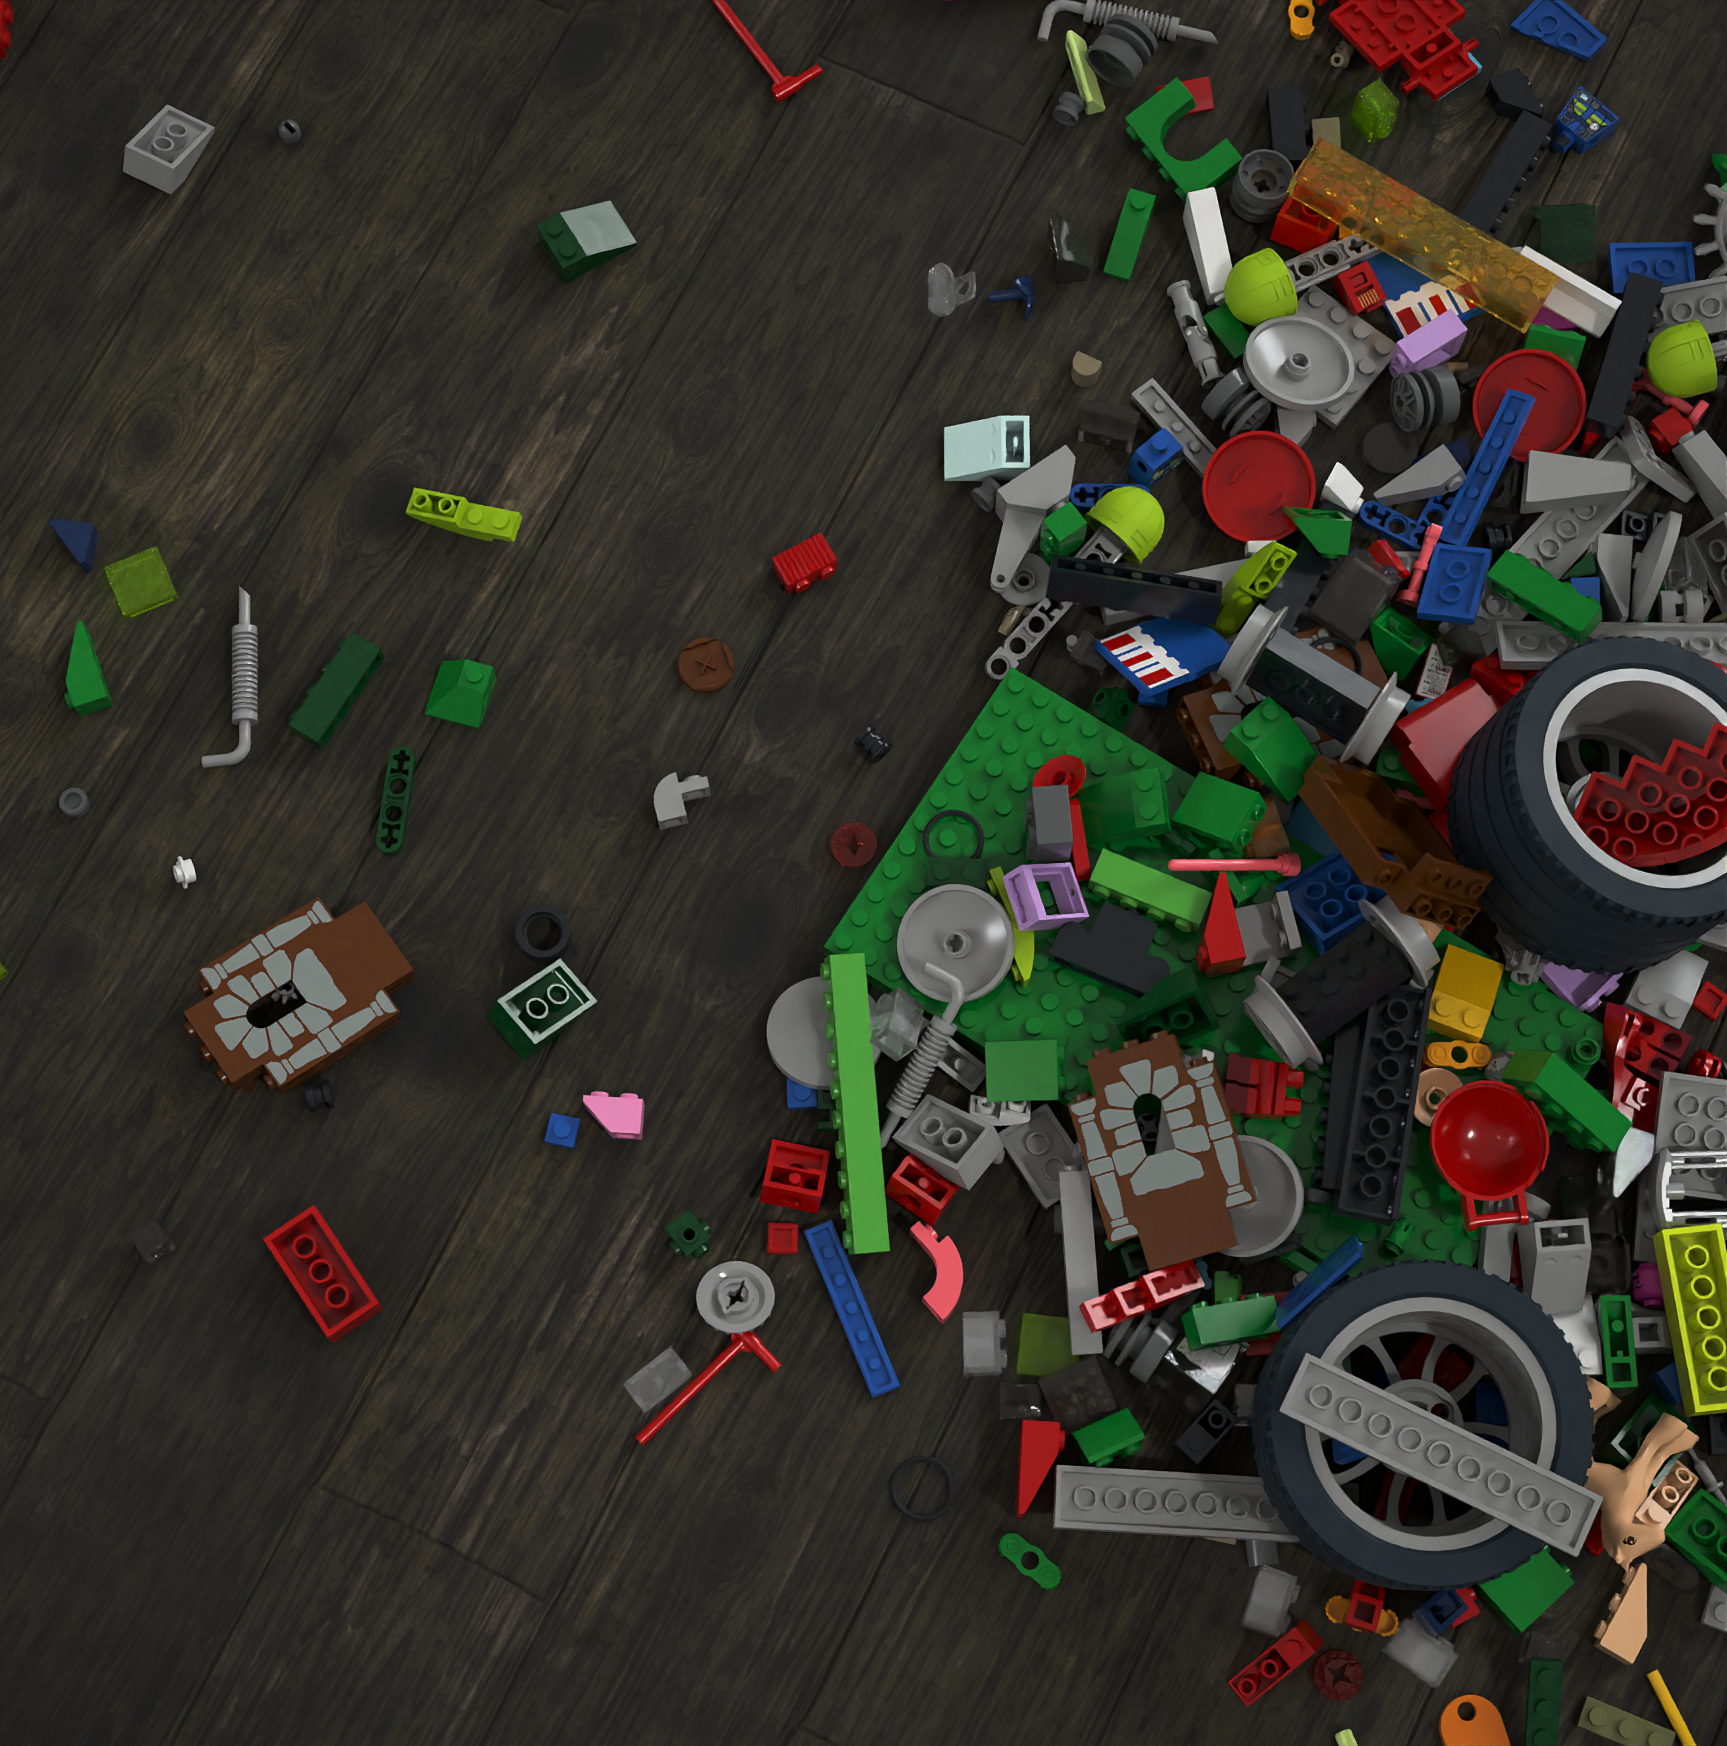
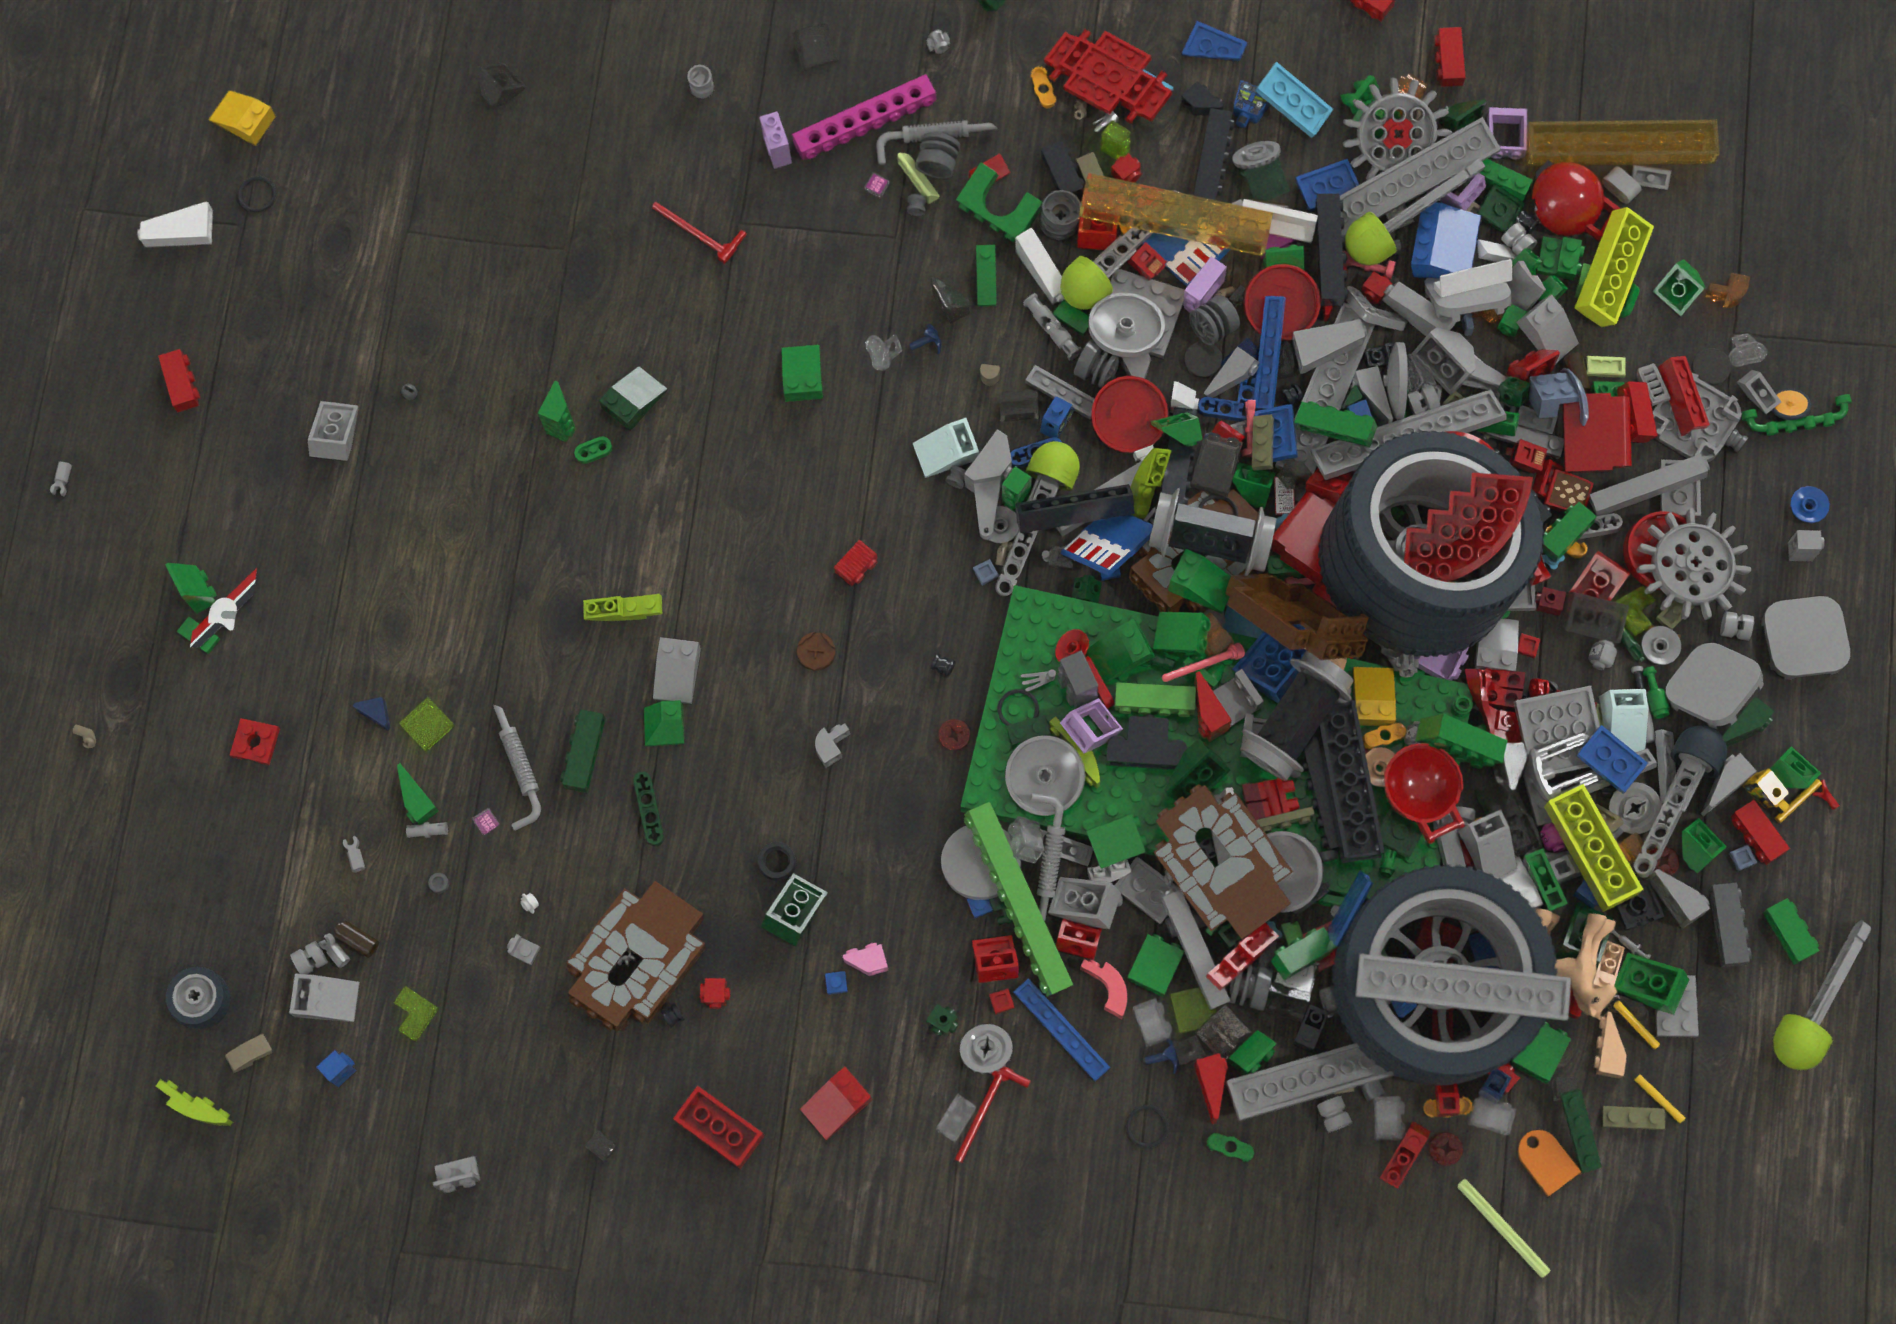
camera: 15 degrees left, 0 degrees up
(85, 724) = (427, 829): none -> light grey pin
(151, 932) = (523, 949): none -> light grey bracket
(169, 741) = (485, 821): none -> clear tile
(389, 1085) = (714, 992): none -> red brick
(472, 223) = (556, 414): none -> green slope
(499, 1298) = (836, 1103): none -> red slope
(505, 288) = (593, 449): none -> green plate
(505, 624) = (676, 670): none -> light grey slope
(827, 283) = (802, 373): none -> green slope
(980, 637) = (985, 572): none -> sand blue tile
(988, 1397) = (1168, 1054): none -> dark blue plant
(1005, 807) = (1044, 678): none -> light grey piece
(1017, 1264) = (1155, 965): none -> green panel
(1024, 65) = (876, 185): none -> tile
(1194, 1567) = (1334, 1114): none -> light grey wheel
(1272, 1125) = (1285, 820): none -> olive plate
(1370, 79) = (1107, 119): none -> flat silver piece
(1378, 153) = (1126, 169): none -> red brick
(1430, 1201) = (1399, 833): none -> dark green plate
(1431, 588) = (1262, 442): none -> olive plate
(1565, 194) = (1256, 154): none -> light grey gear
(1645, 136) = (1294, 99): none -> medium azure plate
(1677, 1596) = (1636, 1024): none -> yellow bar

